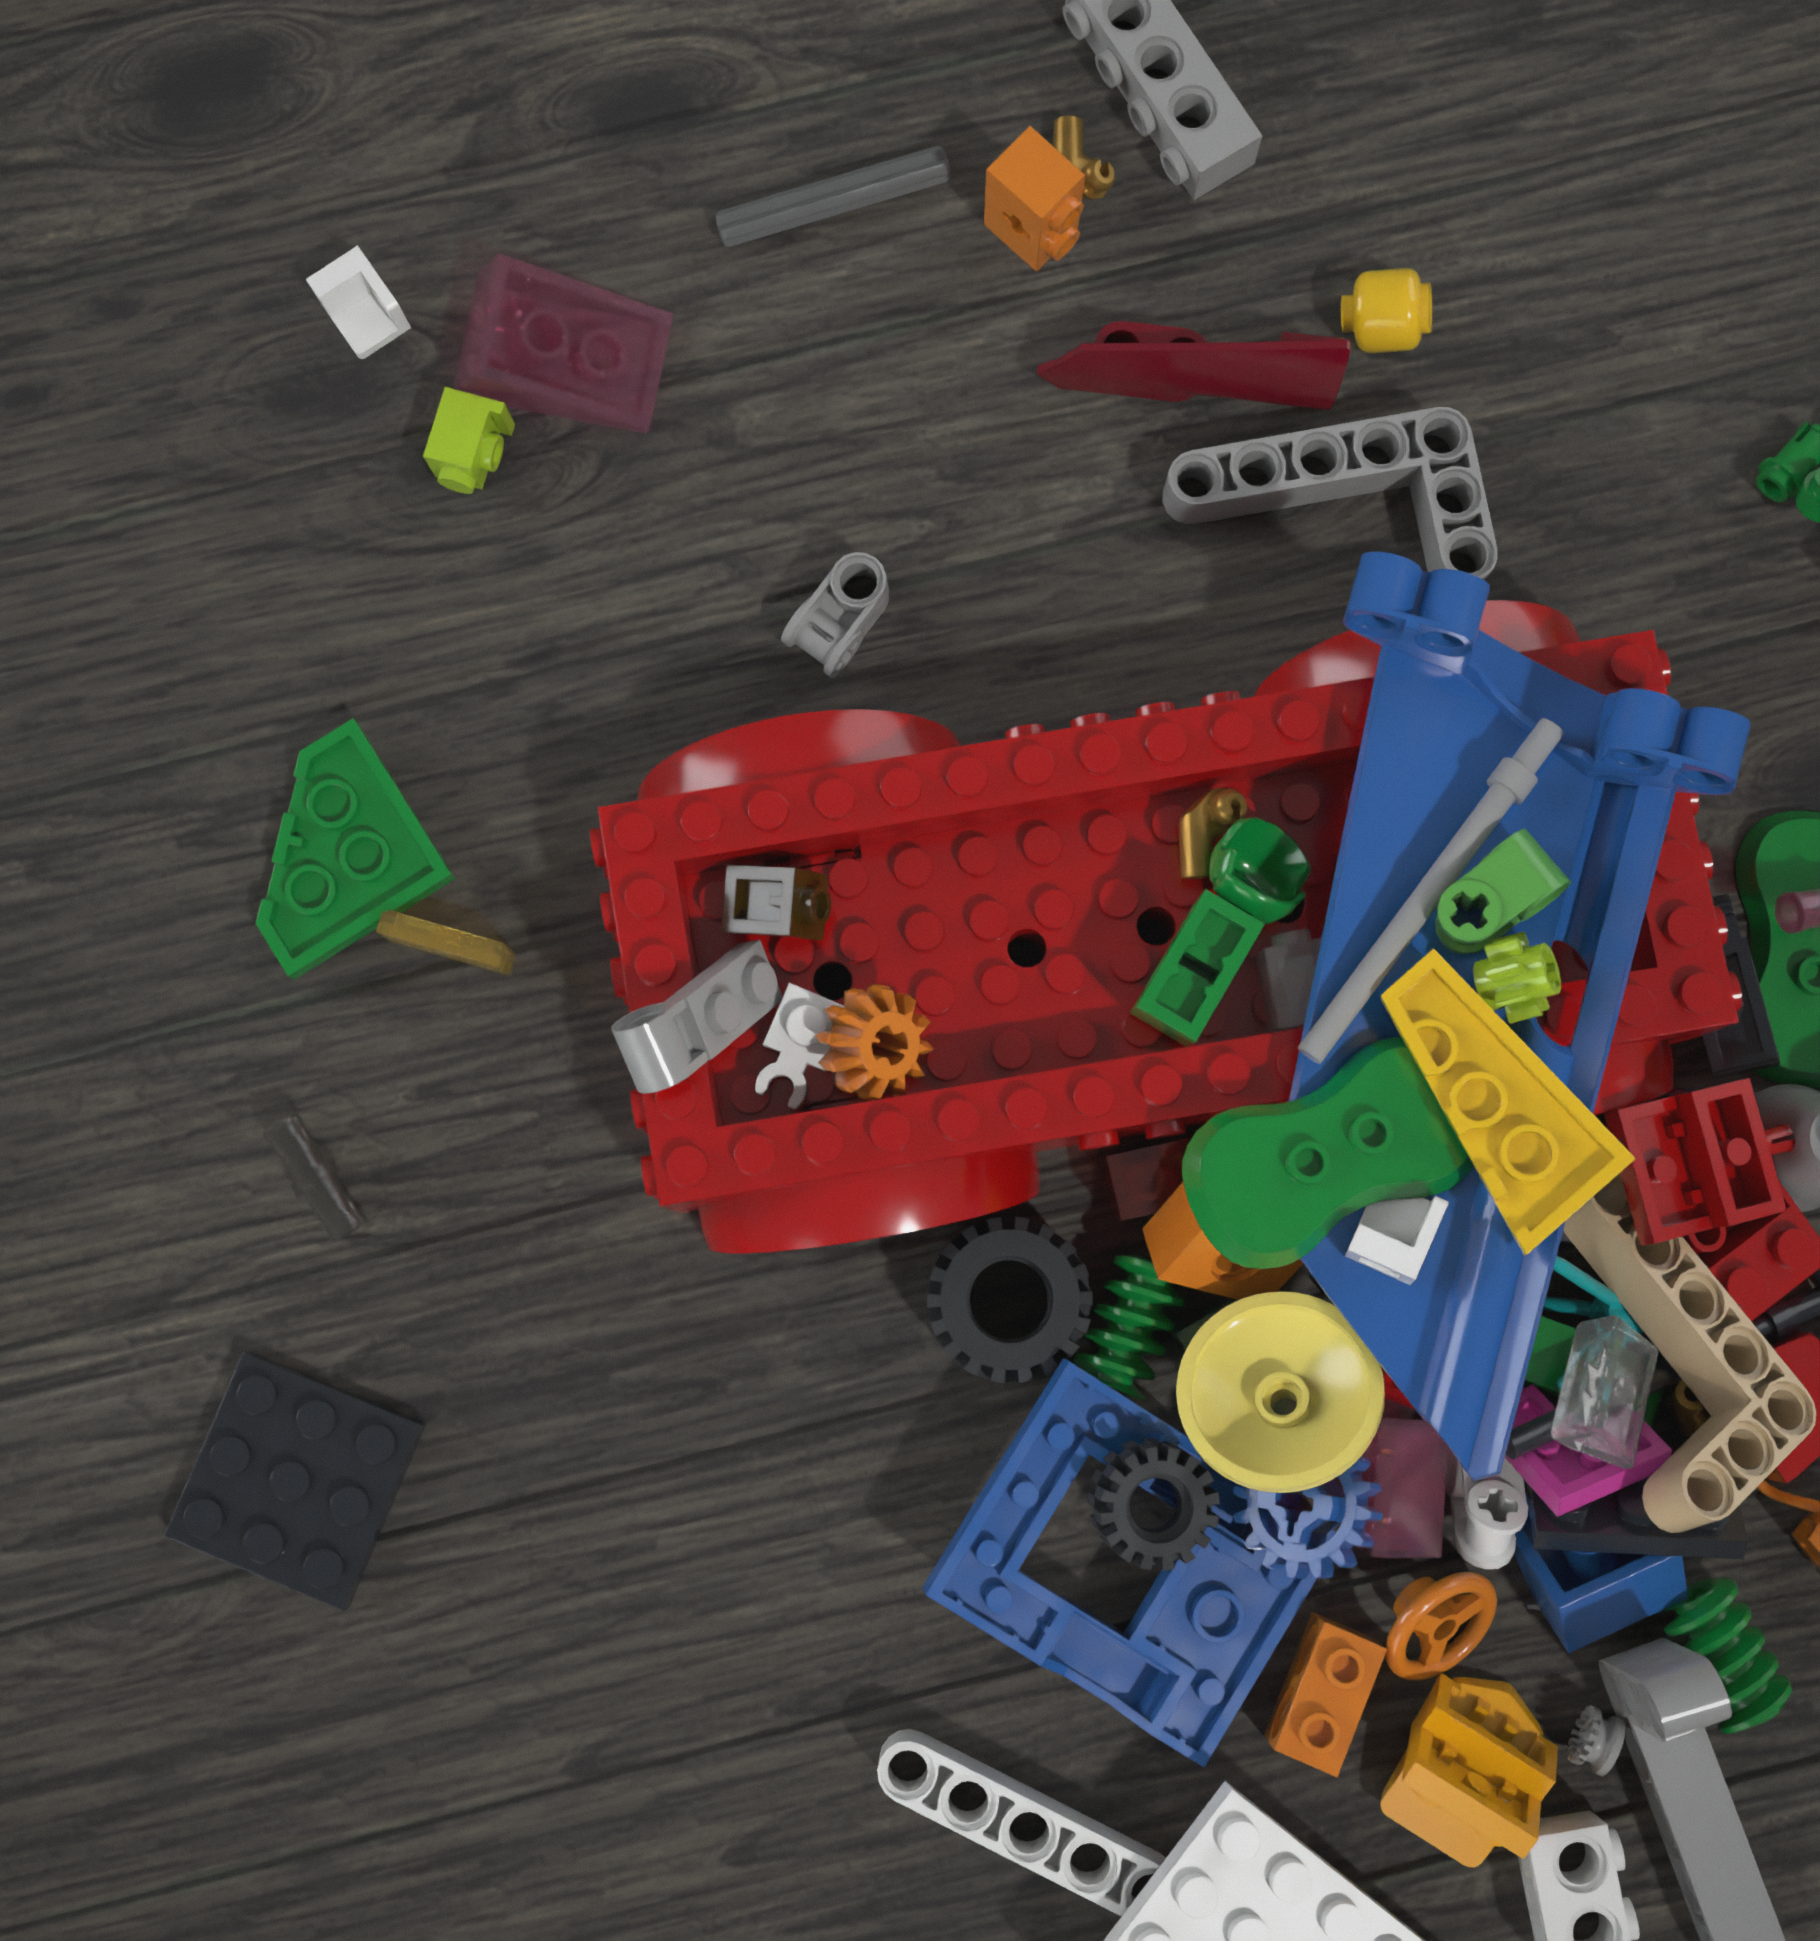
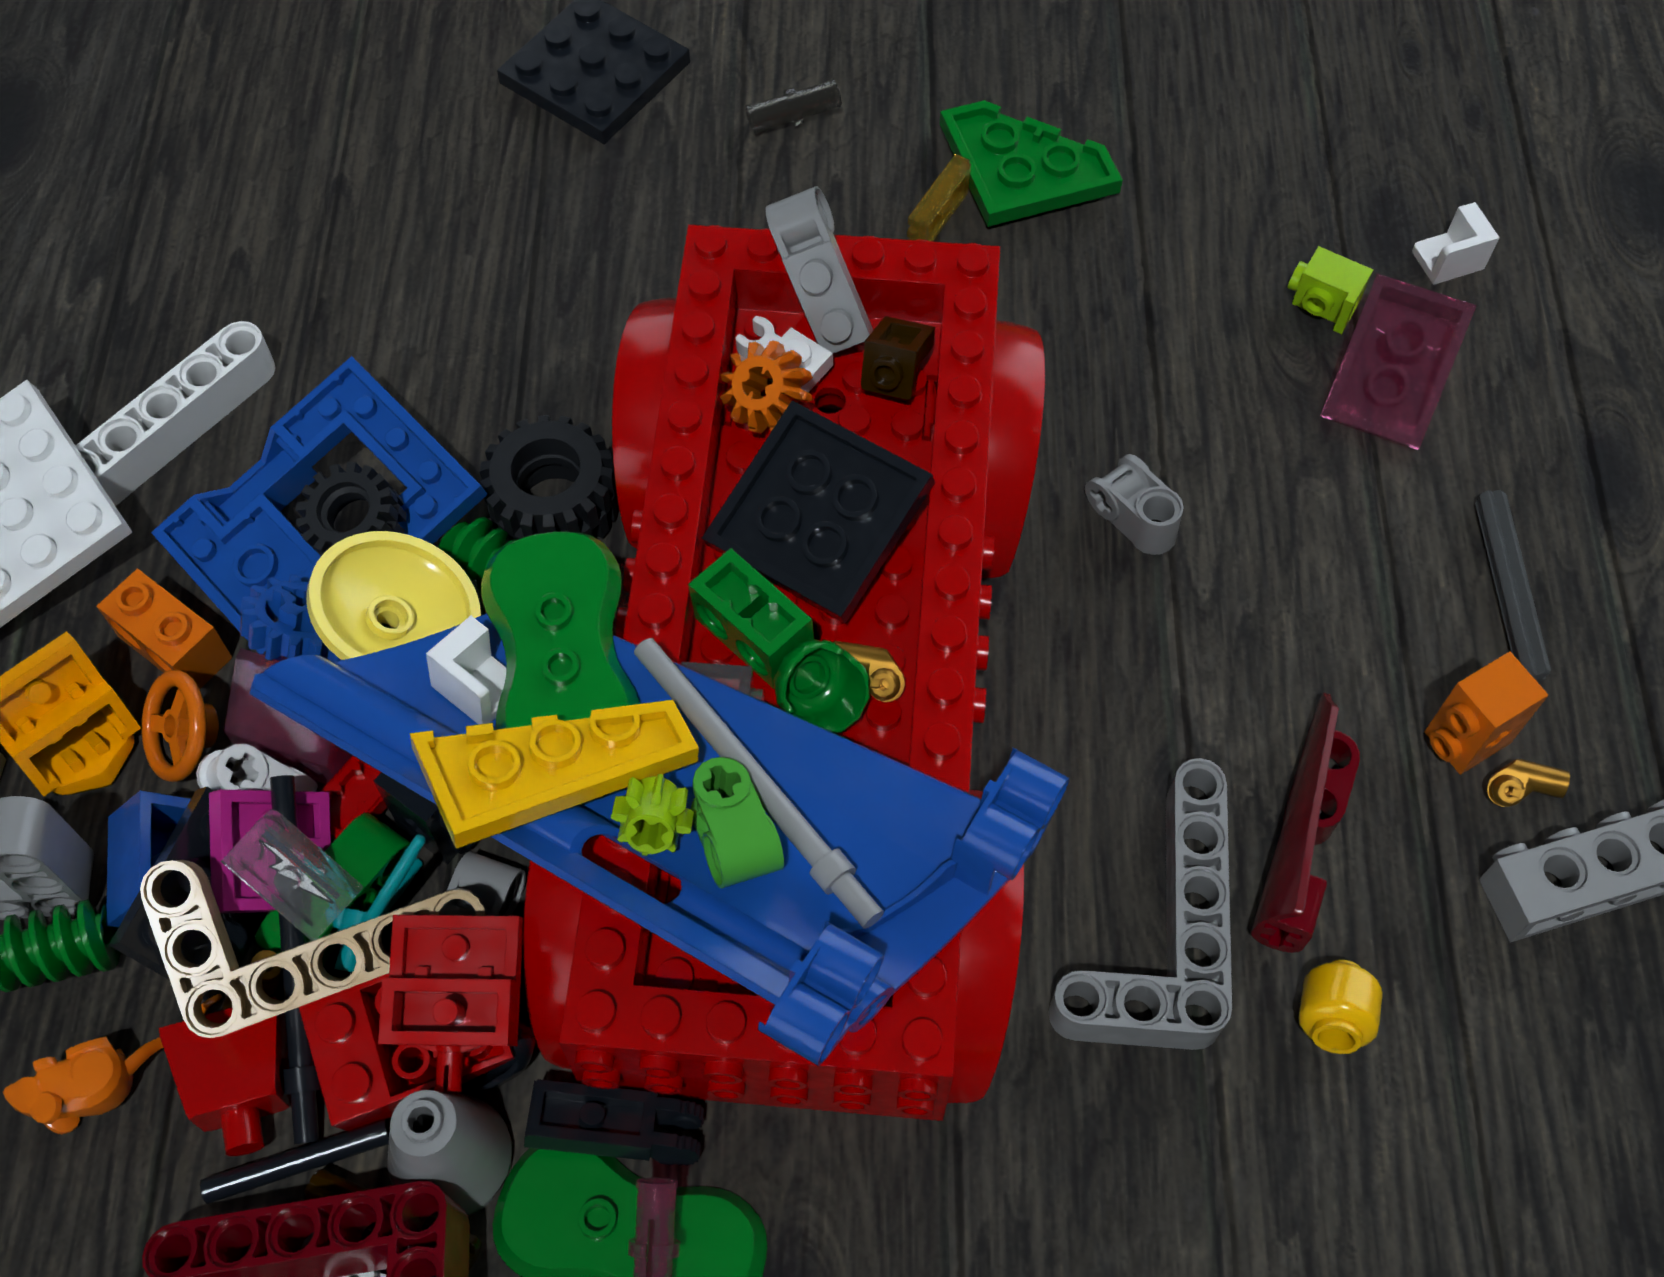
camera: 100 degrees right, 20 degrees down
(1032, 933) = (819, 510): none -> black plate

